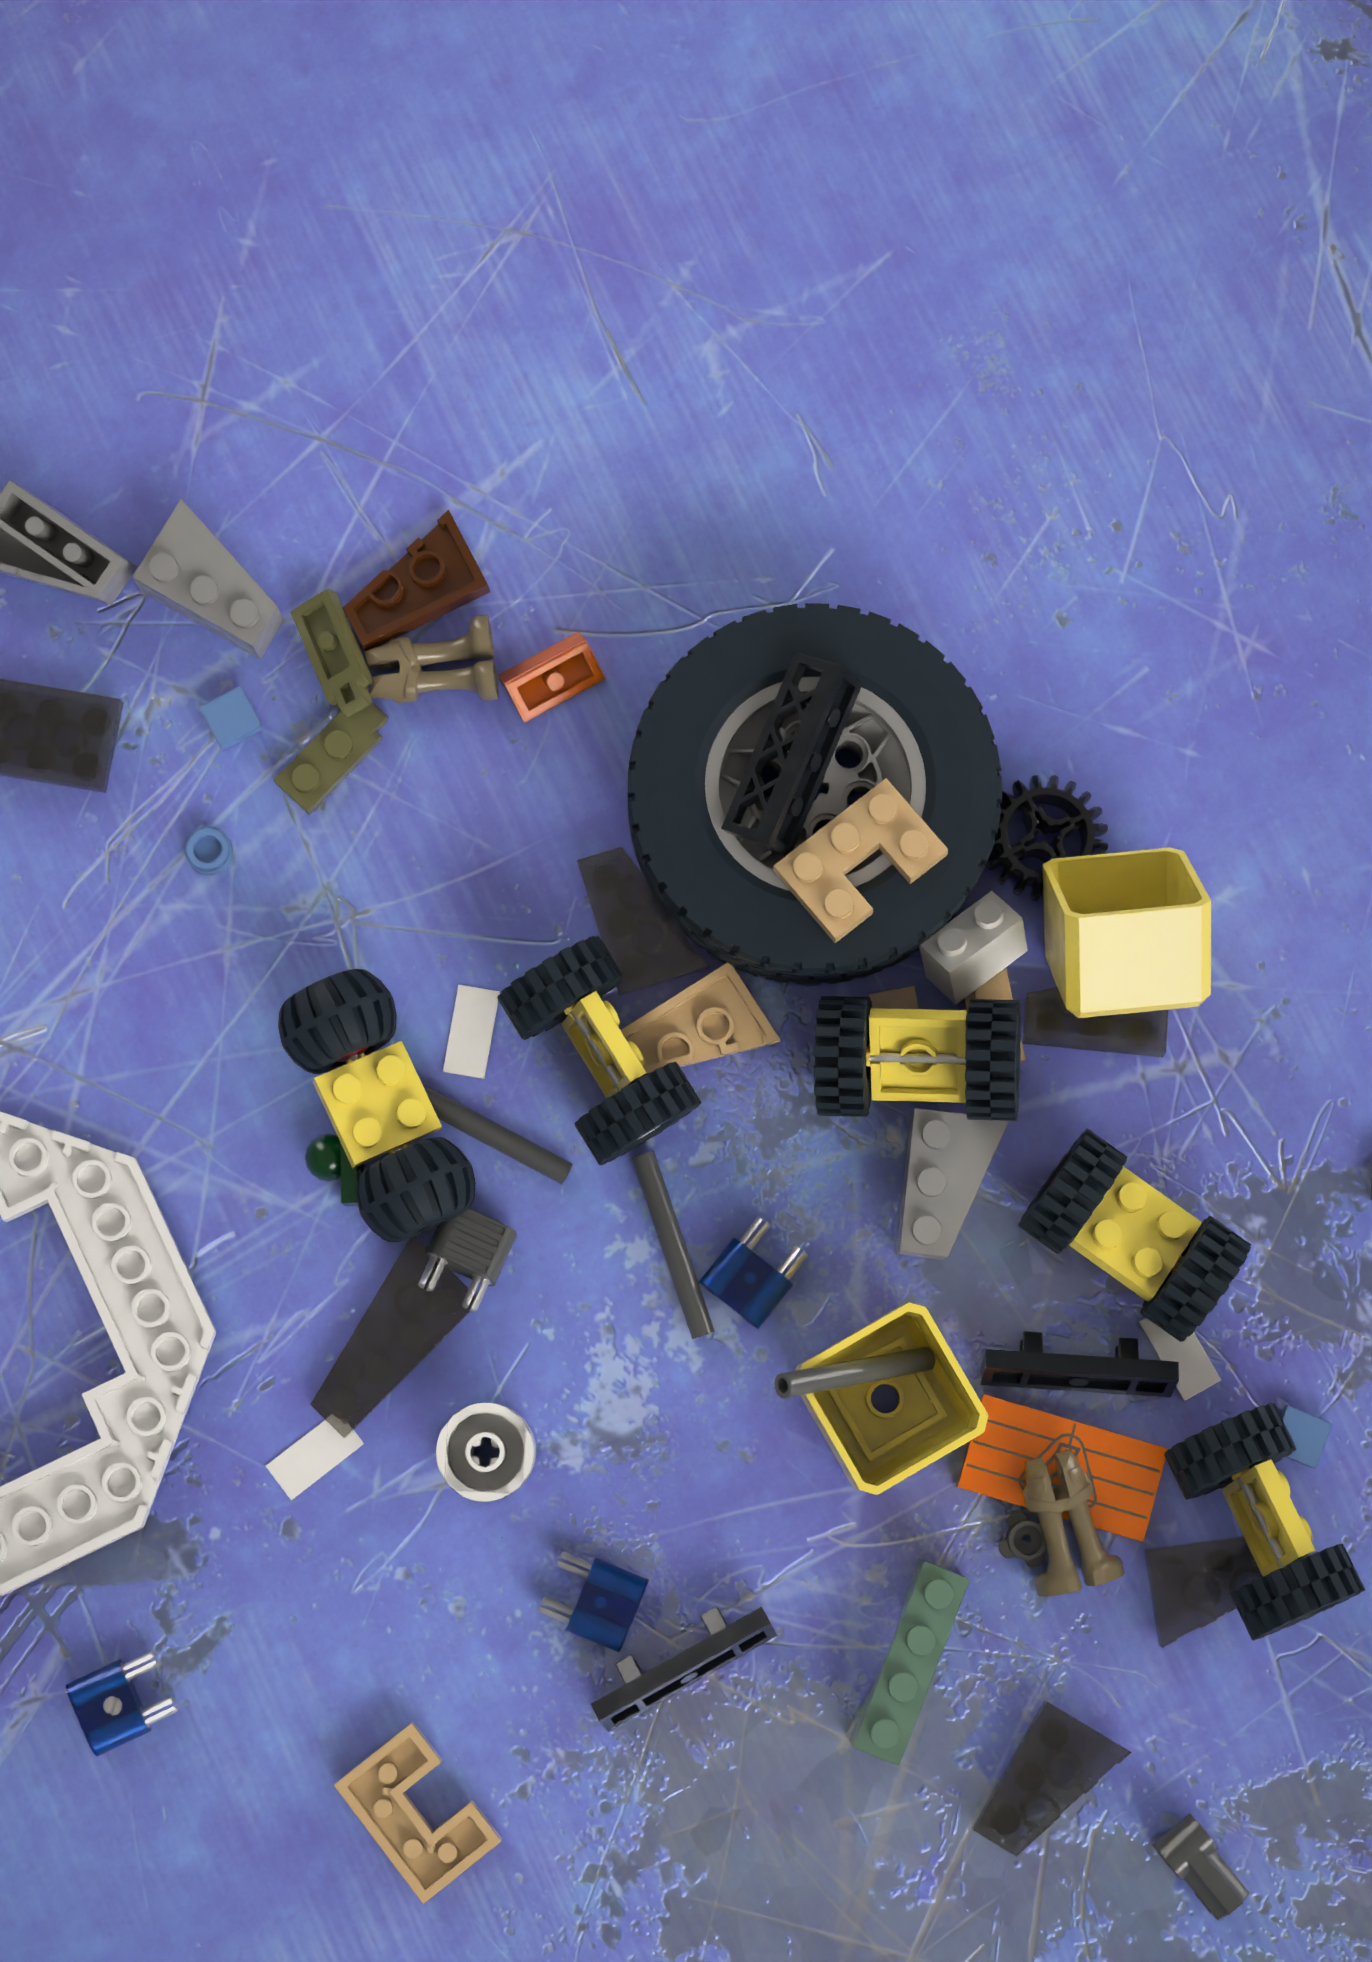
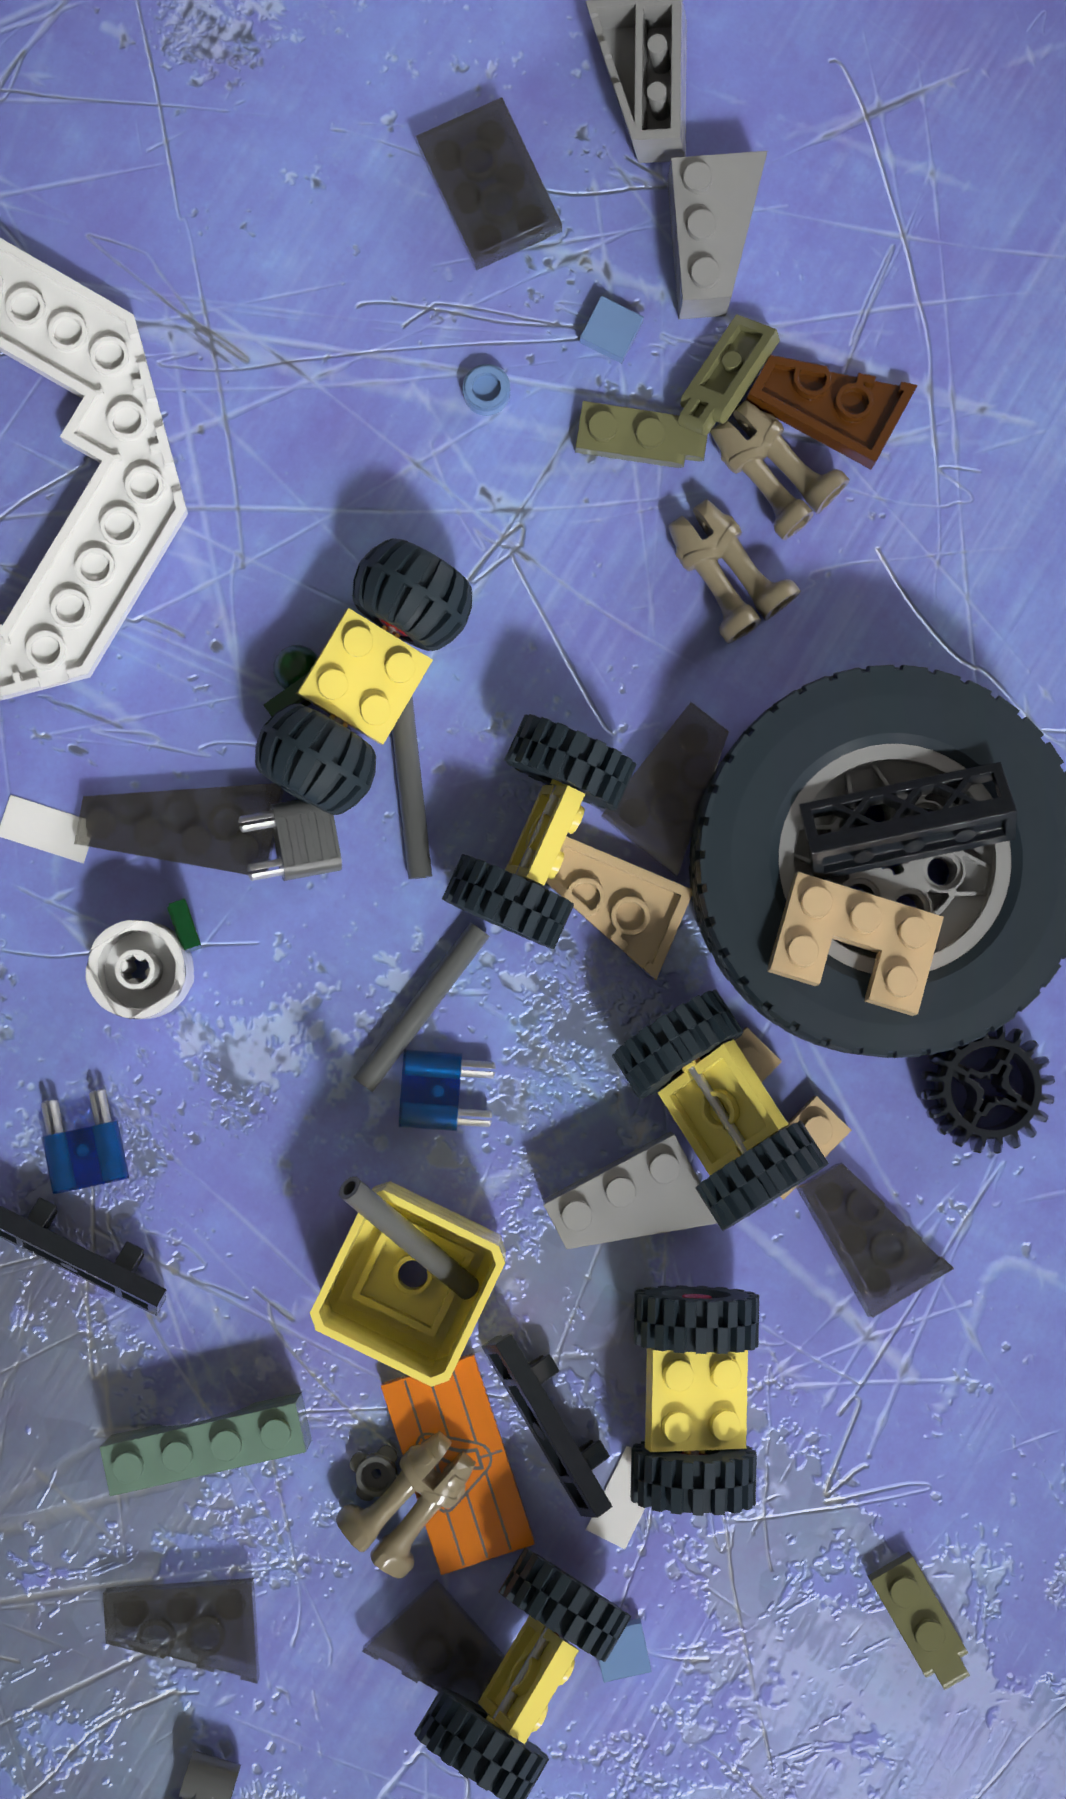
camera: 55 degrees right, 5 degrees up
(467, 747) = (724, 543): none -> dark tan piece
(471, 1031) = (485, 714): white sticker -> none
(473, 1391) = (184, 925): none -> dark green tile
(551, 676) = (834, 572): orange slope -> none
(973, 947) = (849, 1091): white brick -> none
(1127, 932) = (954, 1218): light yellow plate -> none

